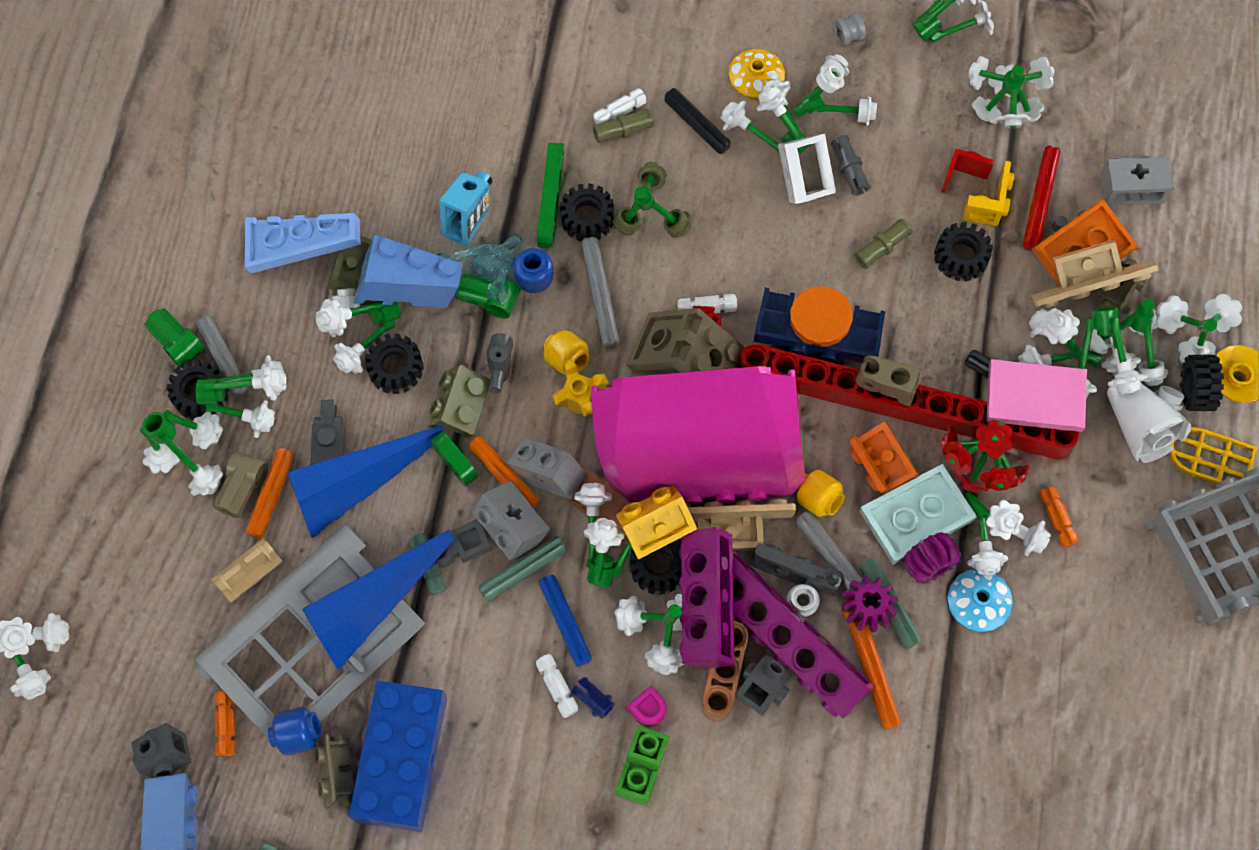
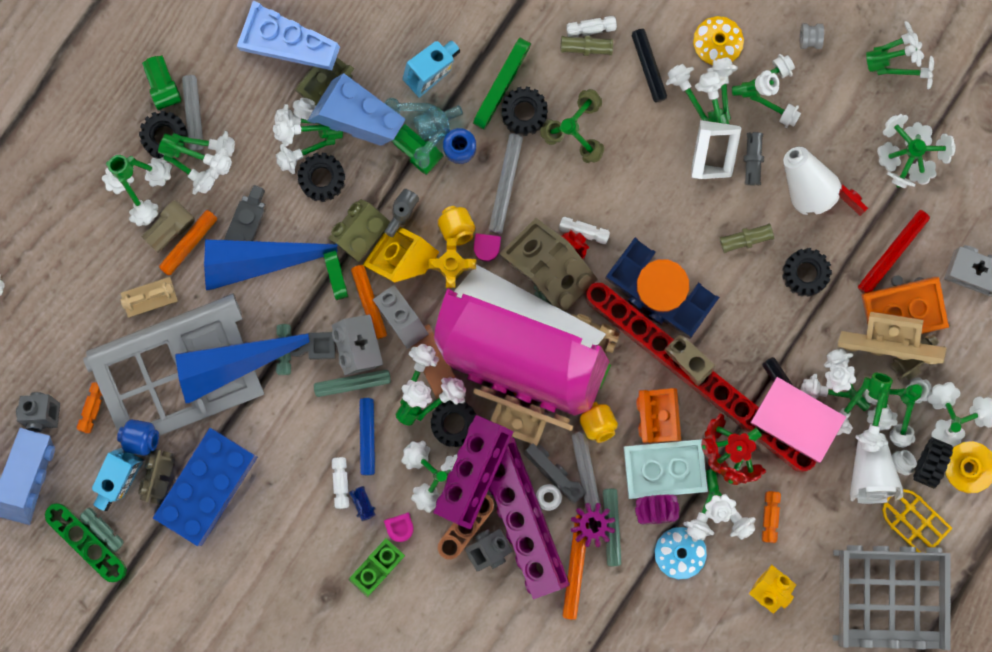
camera: 20 degrees right, 15 degrees up
(287, 777) = (121, 470): none -> medium azure torso
(519, 406) = (400, 256): none -> yellow slope
(609, 362) = (486, 247): none -> dark pink tile
(656, 521) = (459, 399): yellow bracket -> none
(921, 155) = (810, 182): none -> white cone
(989, 211) = (840, 241): yellow bracket -> none
(1105, 591) = (773, 589): none -> yellow brick

